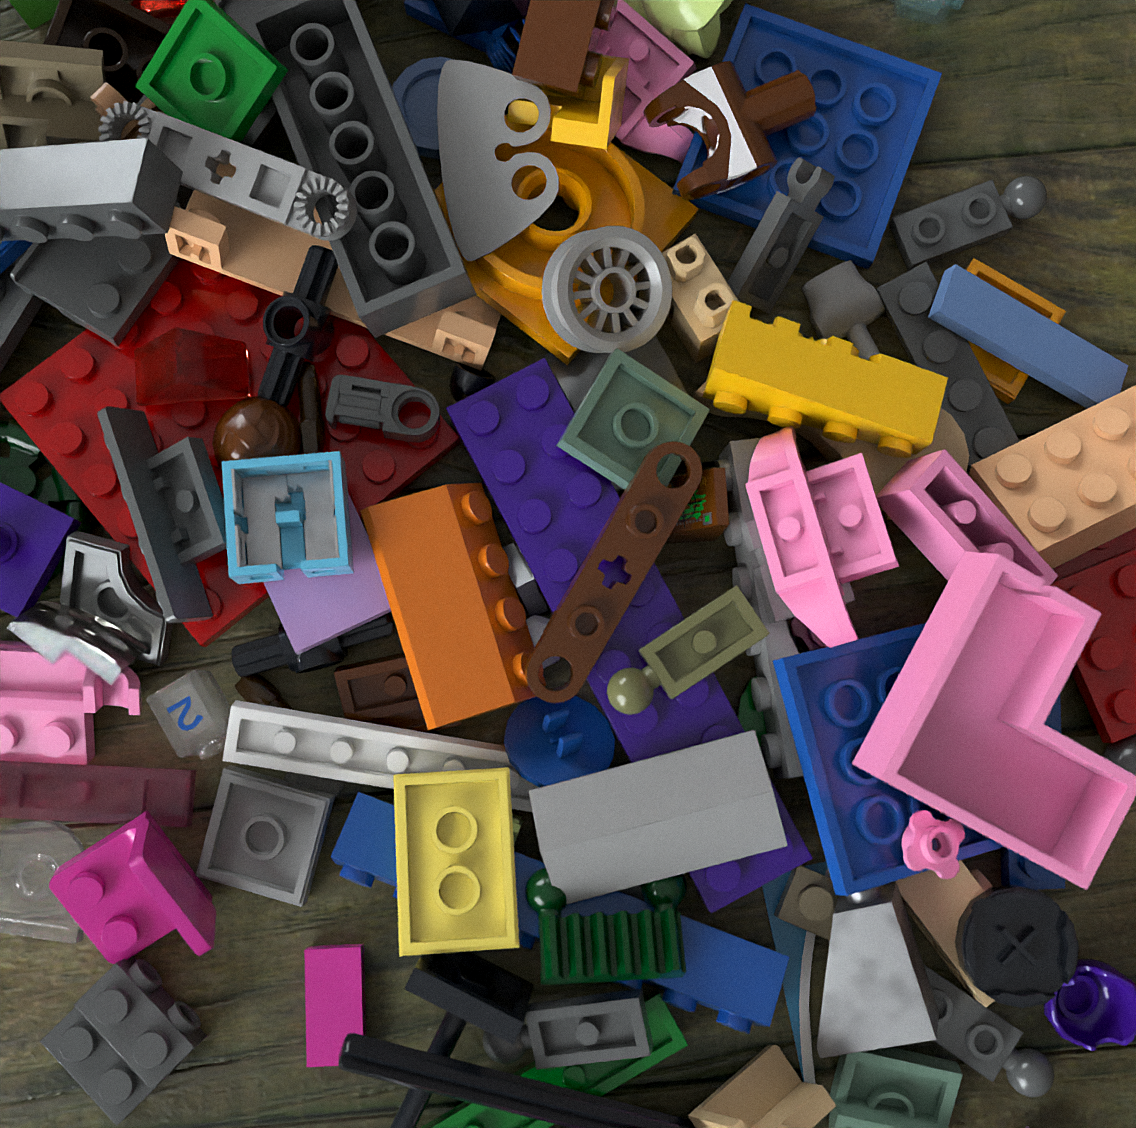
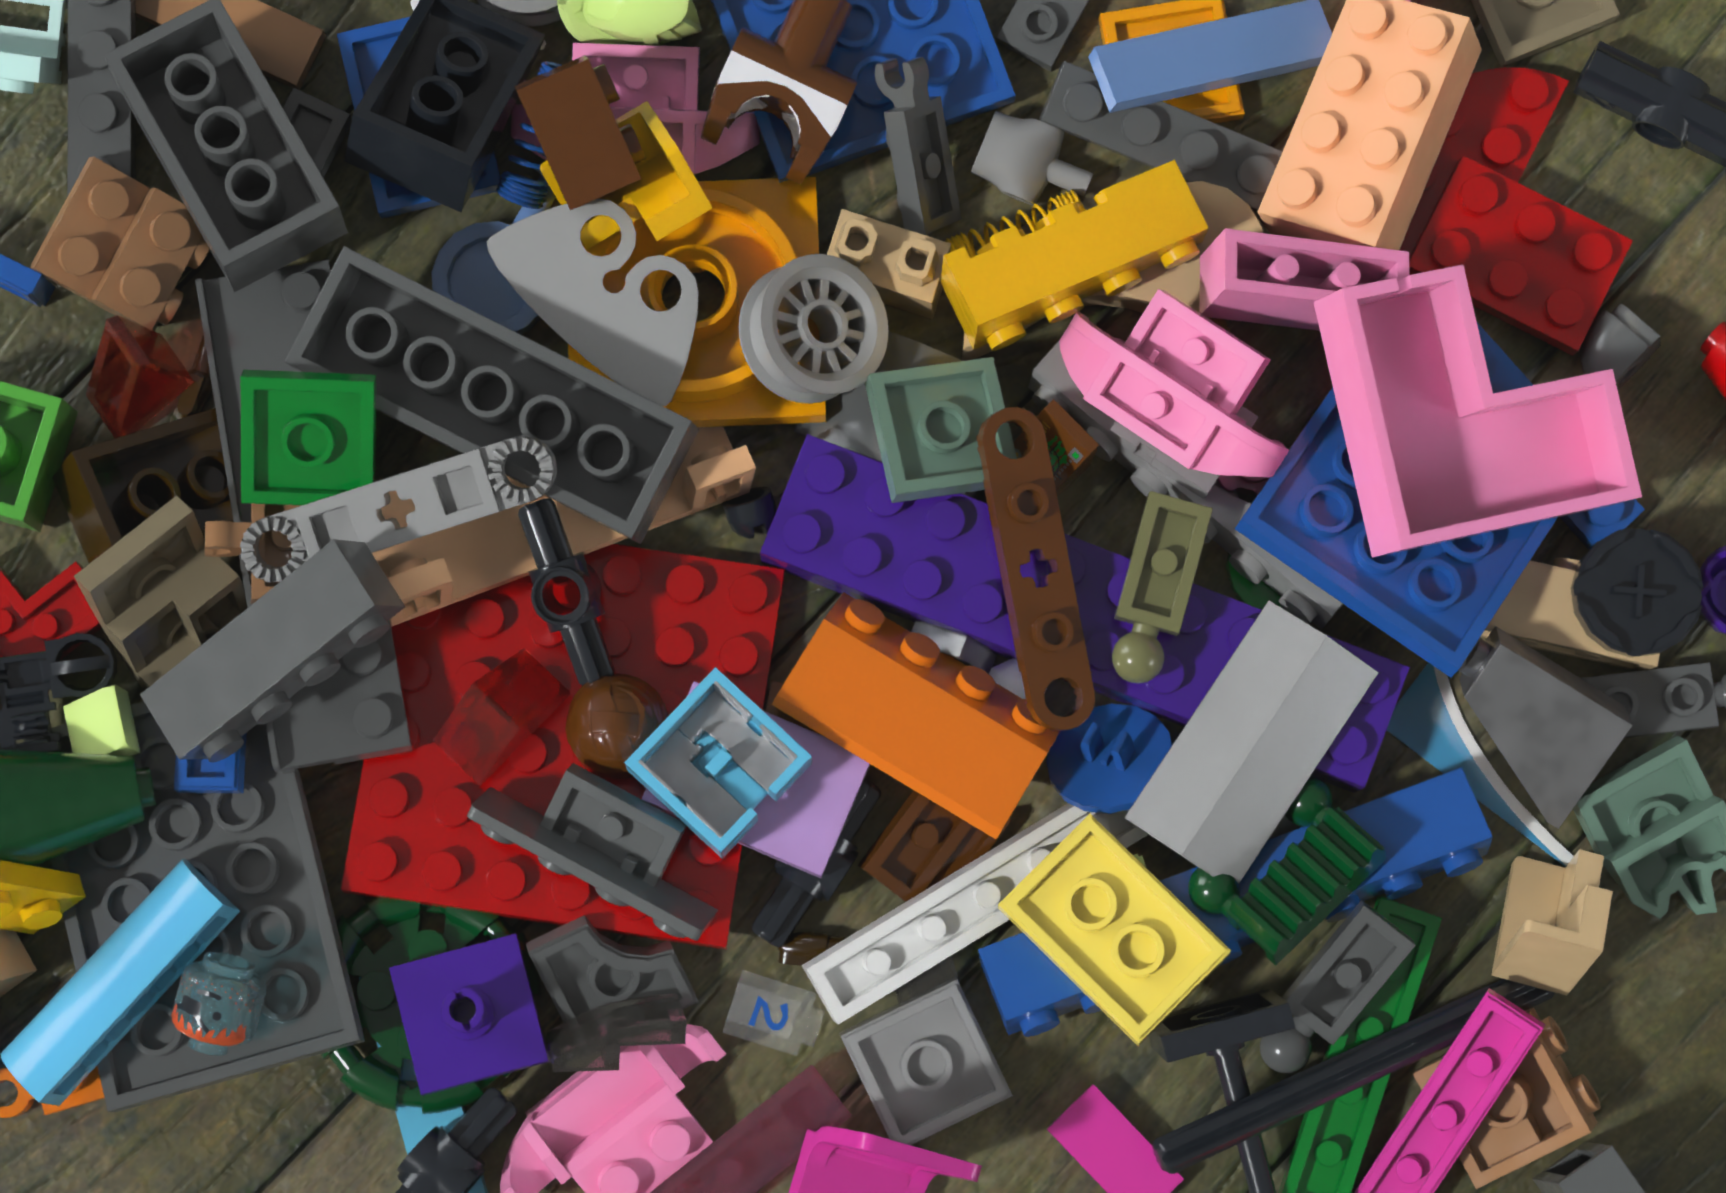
camera: 45 degrees left, 0 degrees up
(311, 425) = (641, 661): dark brown piece -> none
(378, 407) = (694, 602): dark grey piece -> none
(808, 901) = (1439, 709): dark tan plate -> none
(918, 844) = (1484, 581): bright pink plate -> none

